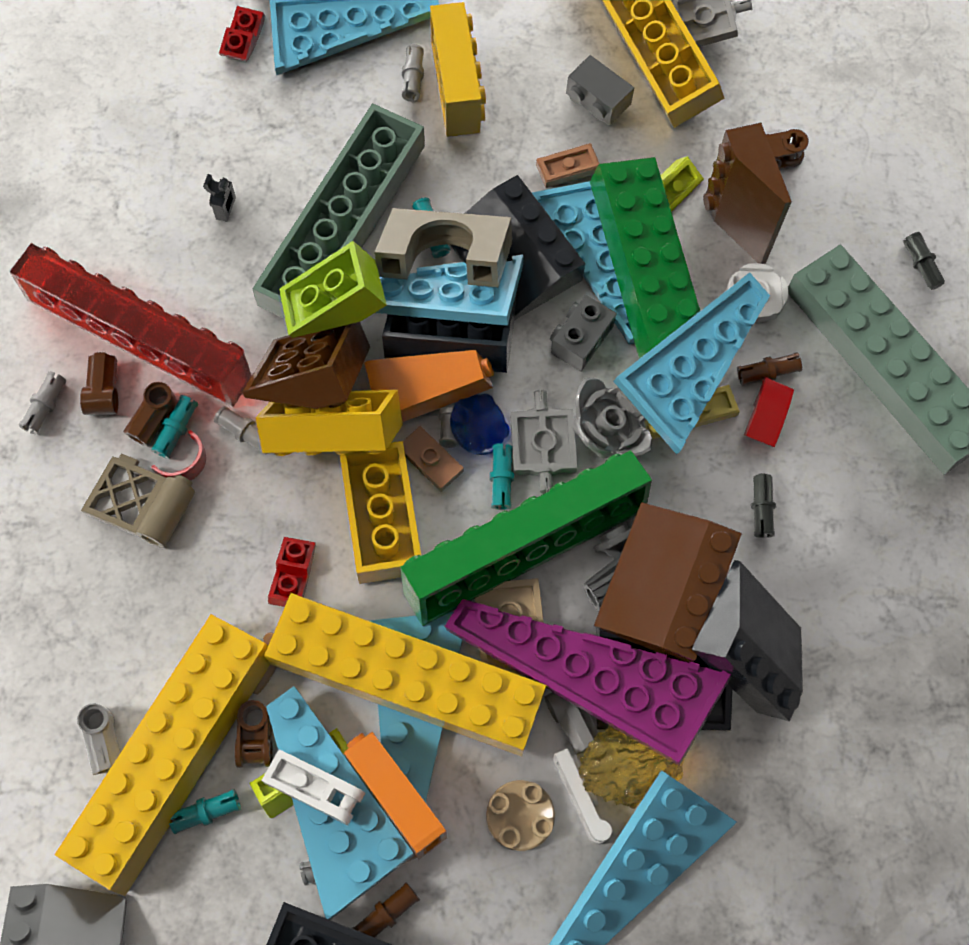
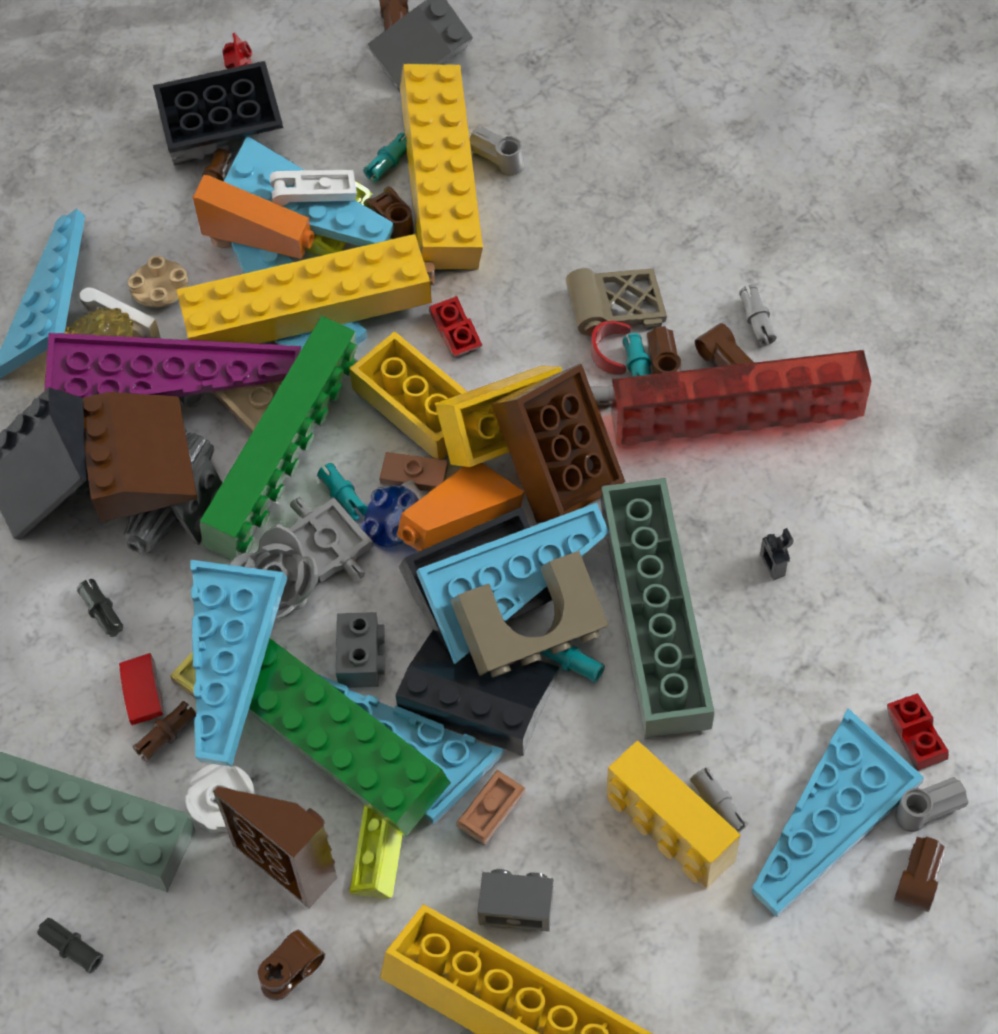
camera: 150 degrees right, 10 degrees down
(333, 292) = (583, 497): lime slope -> none

